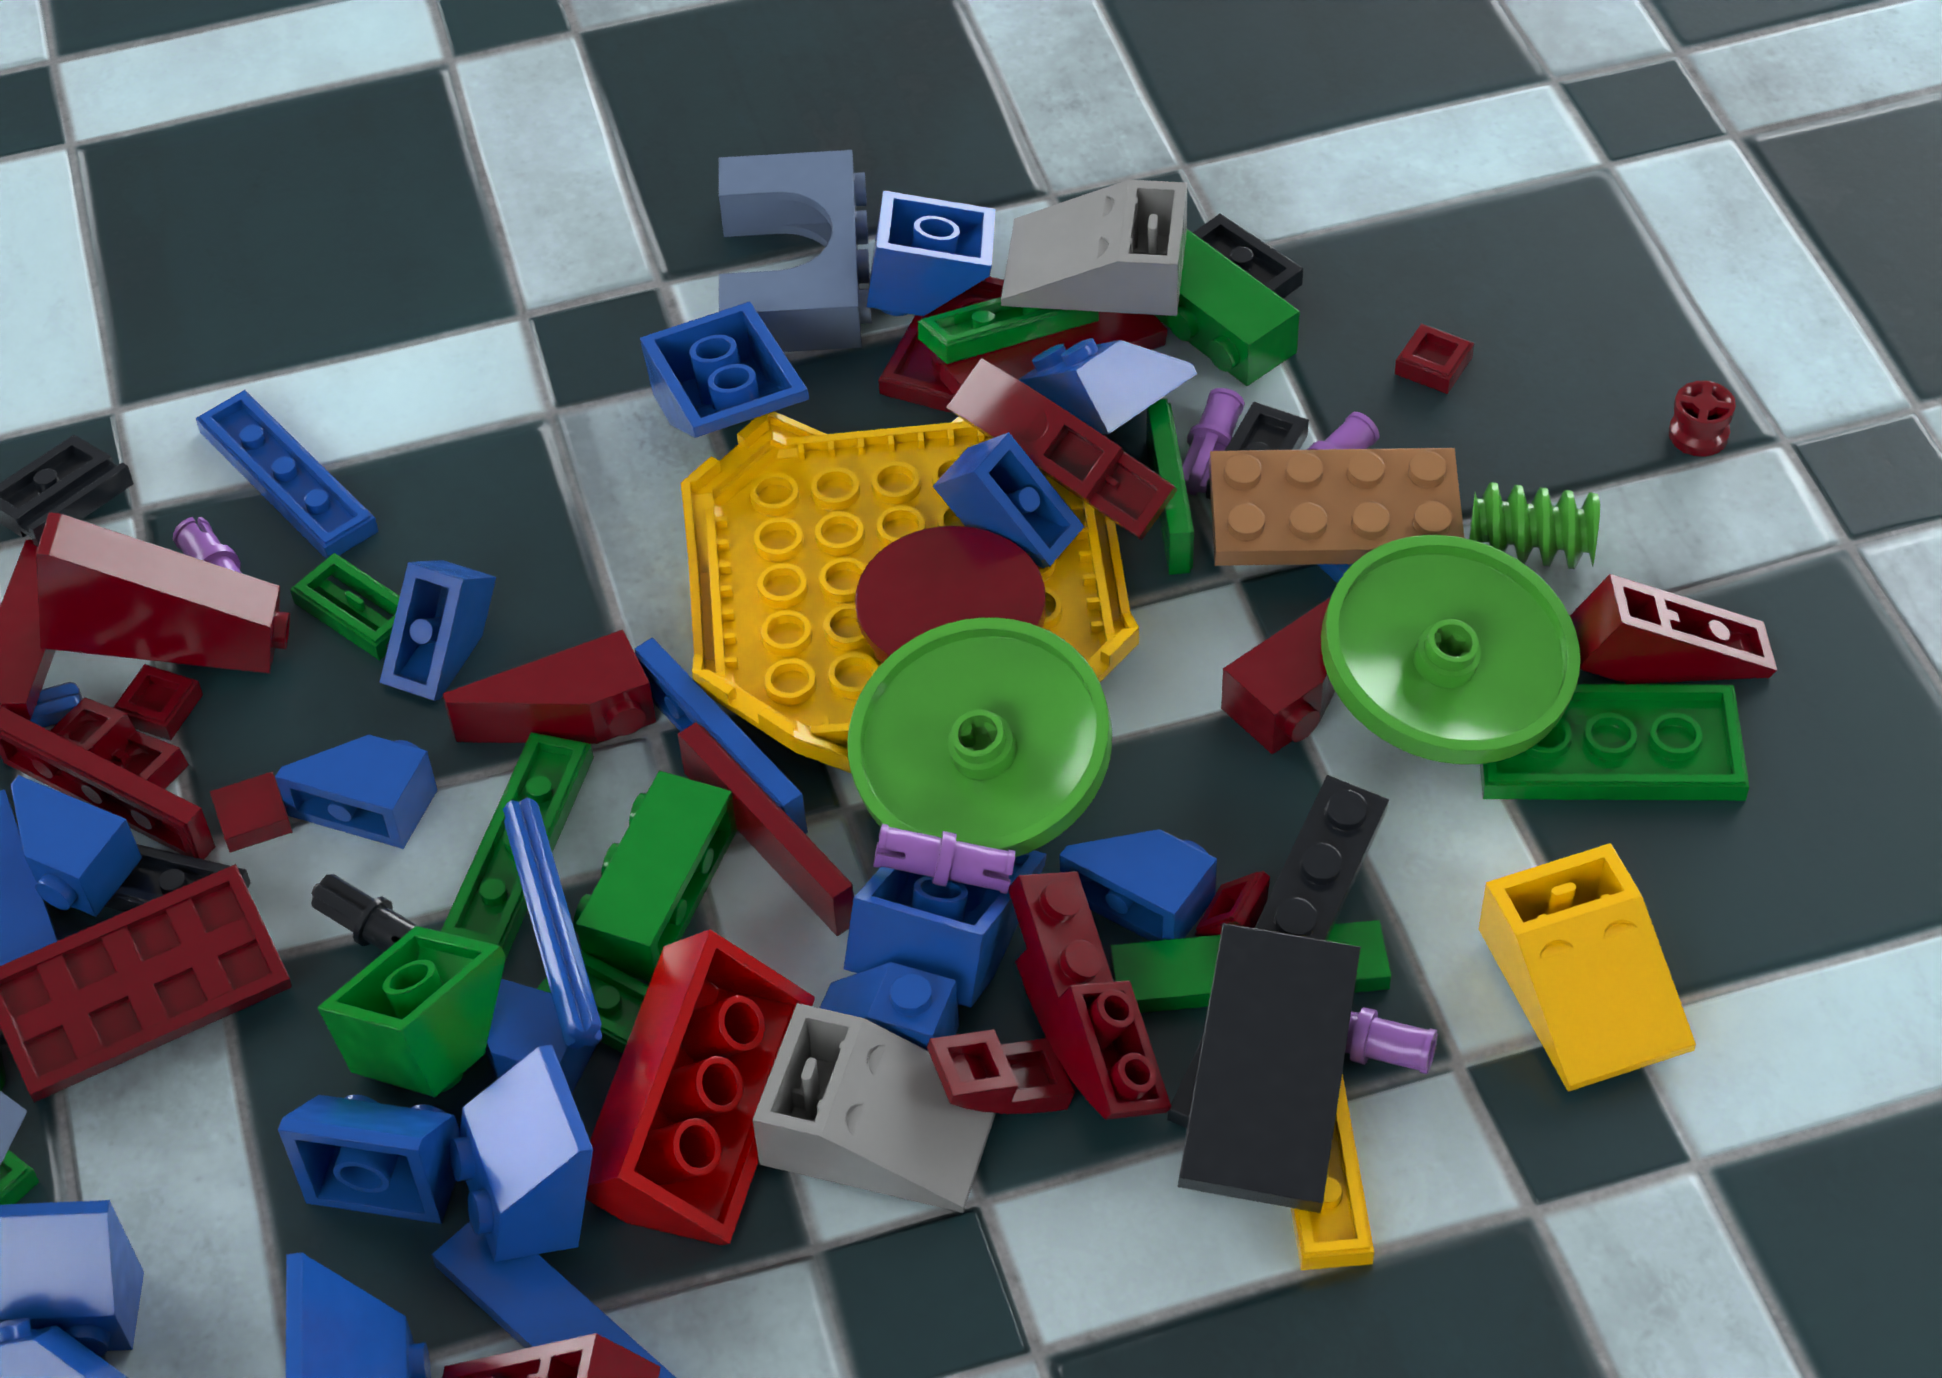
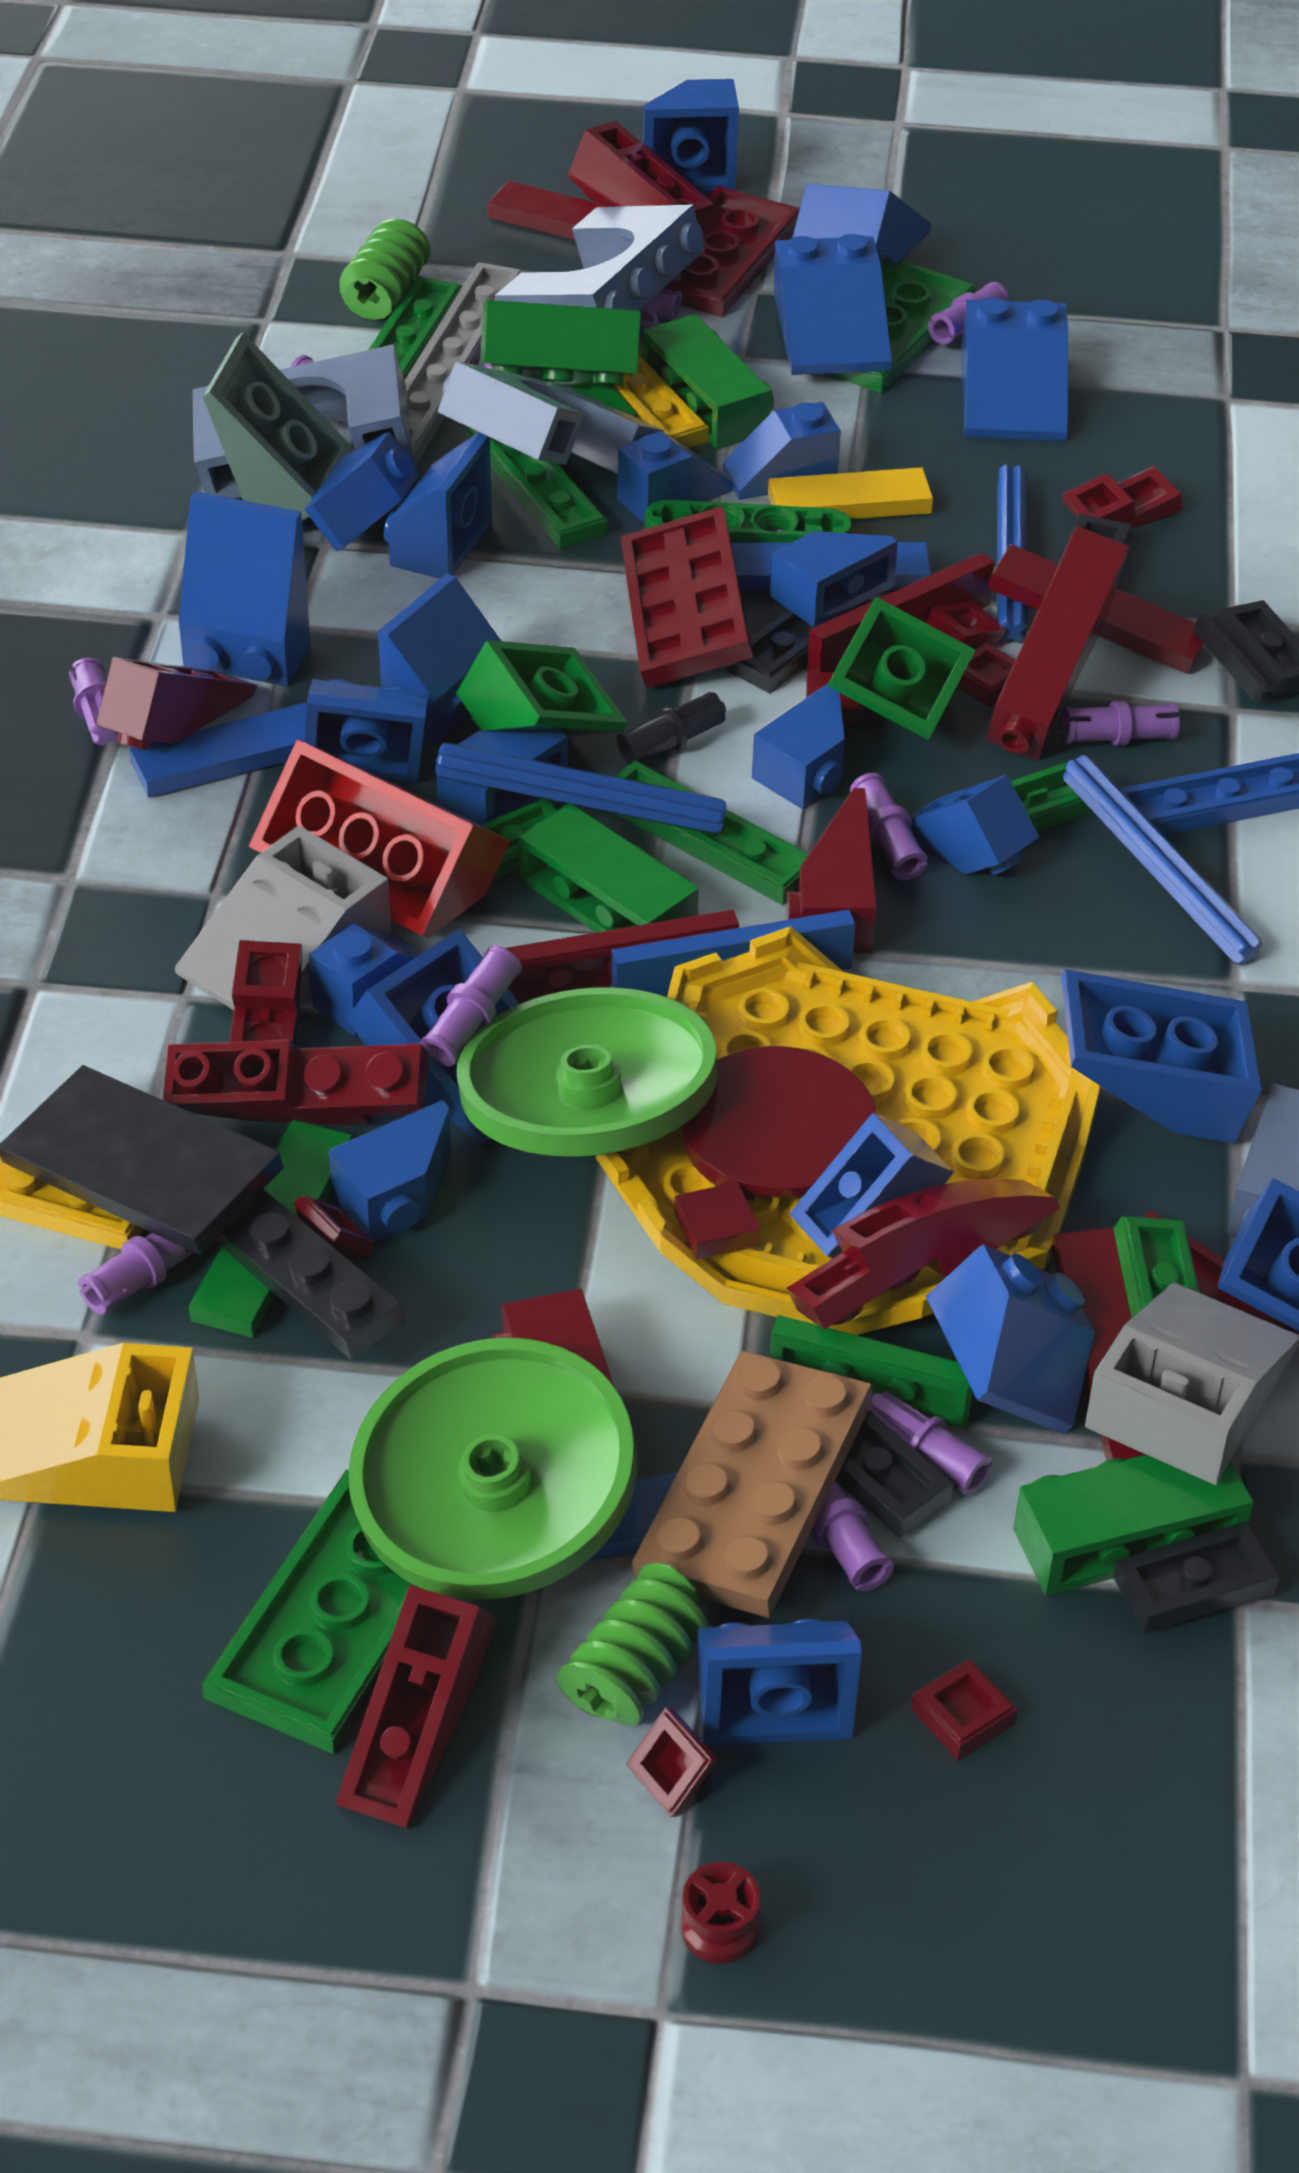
camera: 110 degrees right, 5 degrees down
(238, 727) = (901, 668): none -> green slope
(417, 483) = (1163, 860): none -> axle
(429, 710) = (891, 829): none -> medium lavender pin
(1091, 605) = (717, 1220): none -> dark red tile
(1507, 423) = (777, 1682): none -> blue slope
(1609, 479) = (671, 1762): none -> dark red slope

